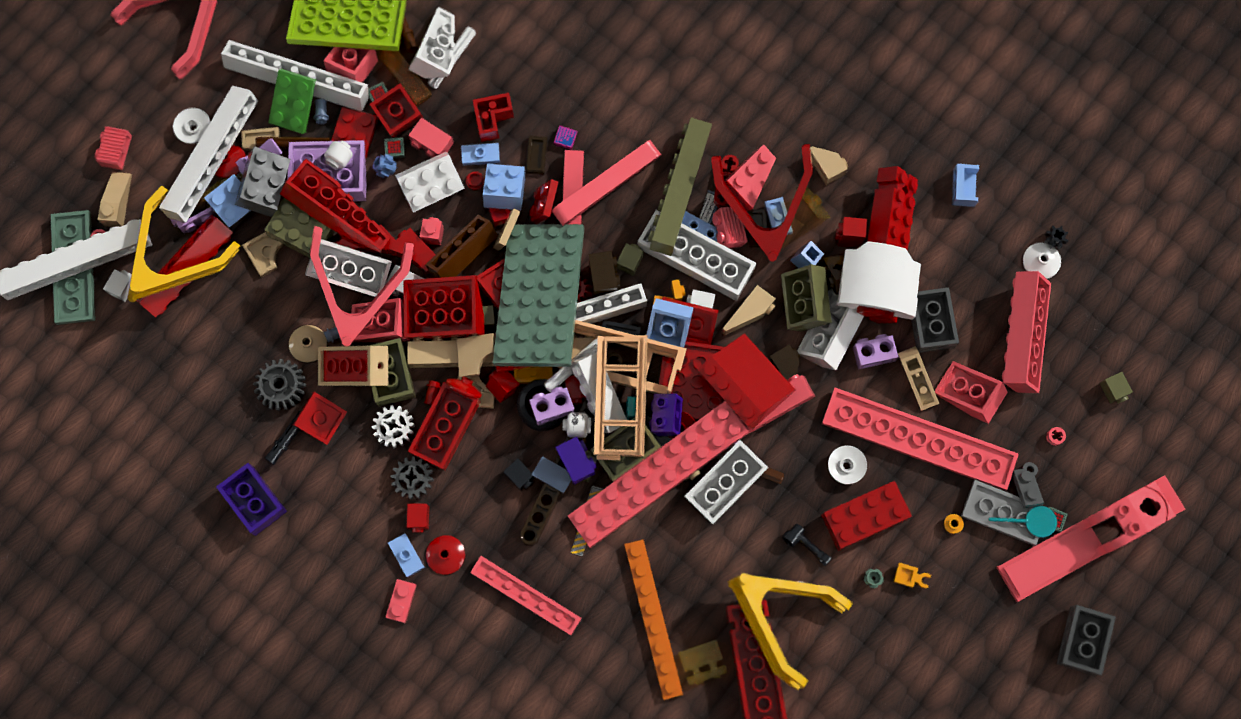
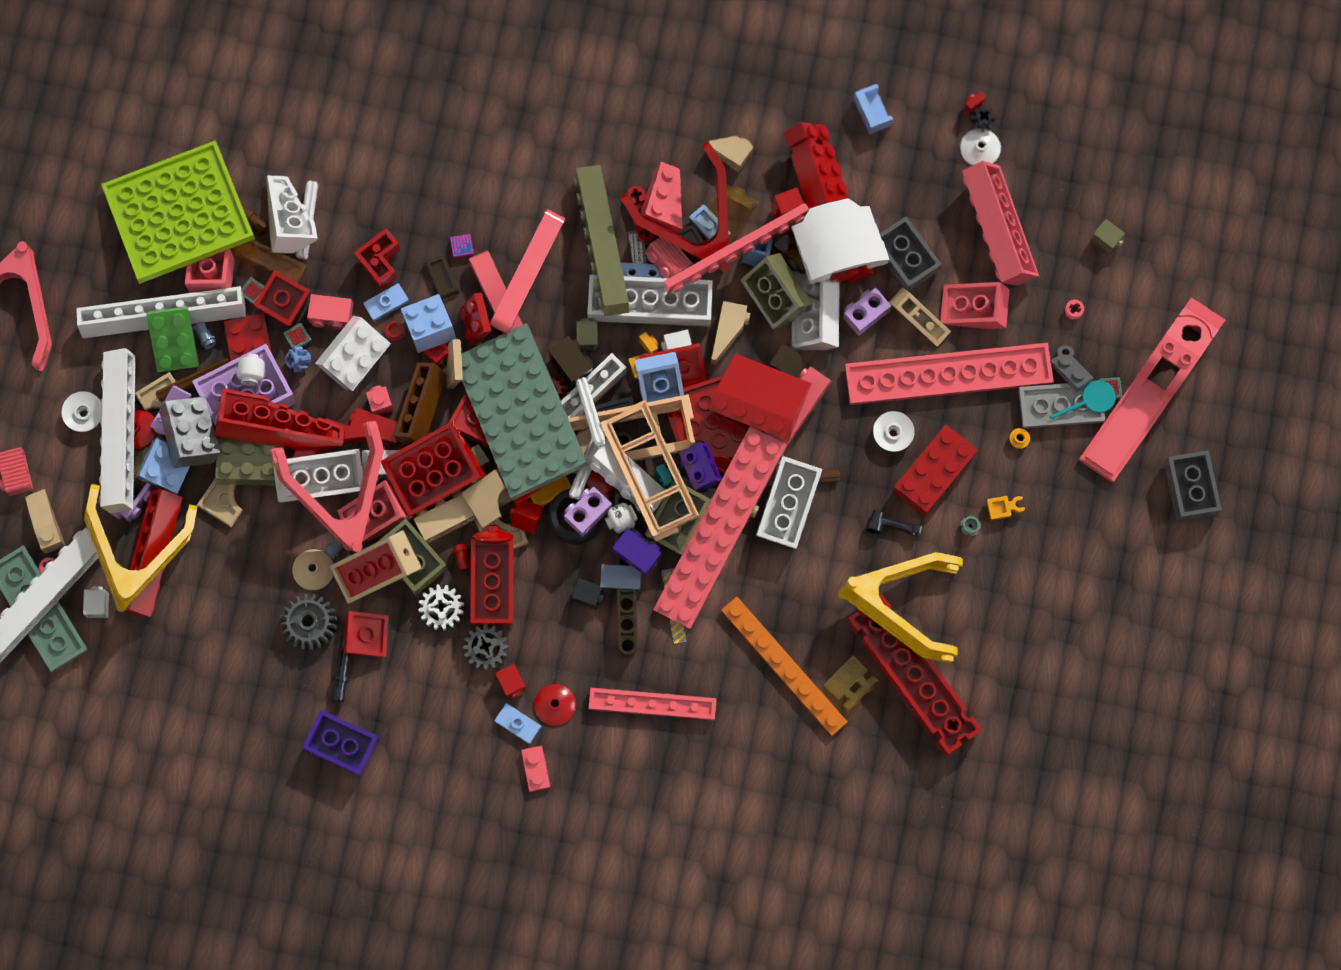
camera: 30 degrees left, 0 degrees up
(595, 324) = (590, 411): none -> white axle
(781, 246) = (731, 251): none -> coral plate
(1055, 219) = (974, 102): none -> red plate

